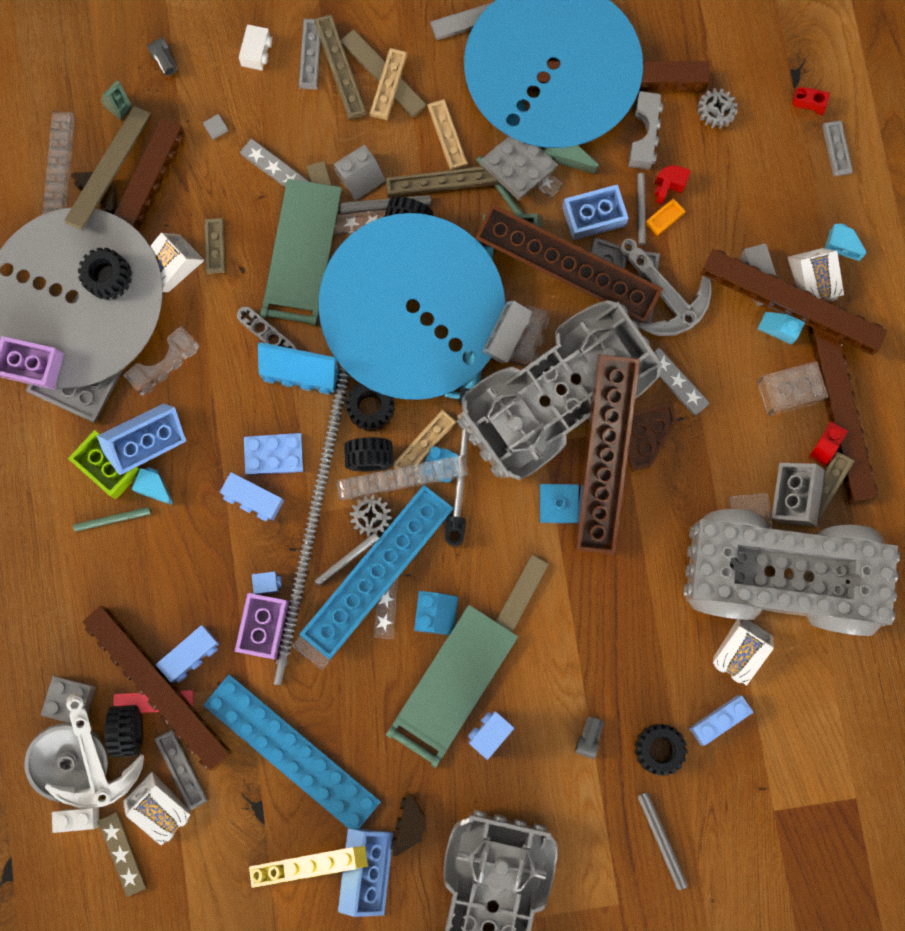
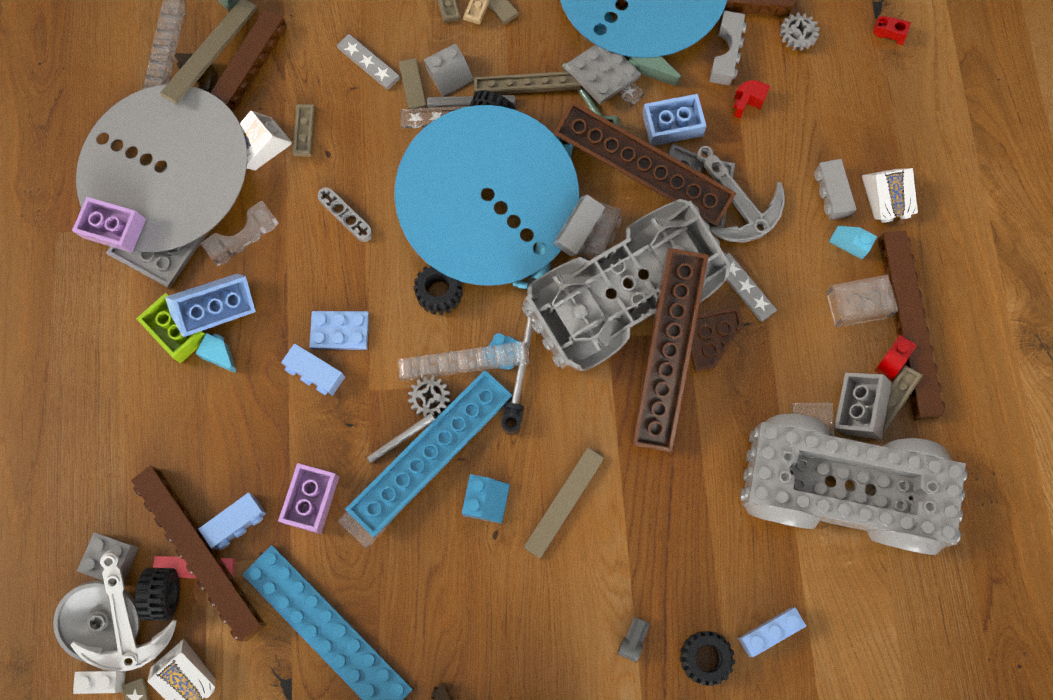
camera: 10 degrees right, 5 degrees down
(95, 263) = (183, 136): black tyre -> none
(112, 519) = (174, 382): sand green bar -> none
(181, 770) = (213, 640): light grey tile -> none
(215, 126) = (316, 21): light grey tile -> none
(266, 583) = (318, 456): light blue brick -> none
(297, 368) = (370, 247): dark azure slope -> none
(301, 249) = (384, 137): sand green flag -> none
(315, 508) = (361, 428): light grey hose -> none
(368, 454) = (431, 335): black tyre -> none
(386, 613) = (436, 495): clear tile -> none
(426, 440) = (494, 324): tan tile -> none
(447, 135) = (536, 41): tan tile -> none
(453, 683) = (497, 573): sand green flag -> none
(490, 734) = (529, 627): light blue brick -> none
(559, 503) = (618, 398): dark azure plate -> none
(641, 210) = (720, 121): light grey bar -> none
(665, 217) = (742, 129): light orange tile -> none
(743, 651) = (799, 561): white slope -> none
(794, 302) = (868, 215): reddish brown brick -> none
(837, 148) = (915, 76): light grey tile -> none
(845, 242) = (922, 163): medium azure slope -> none

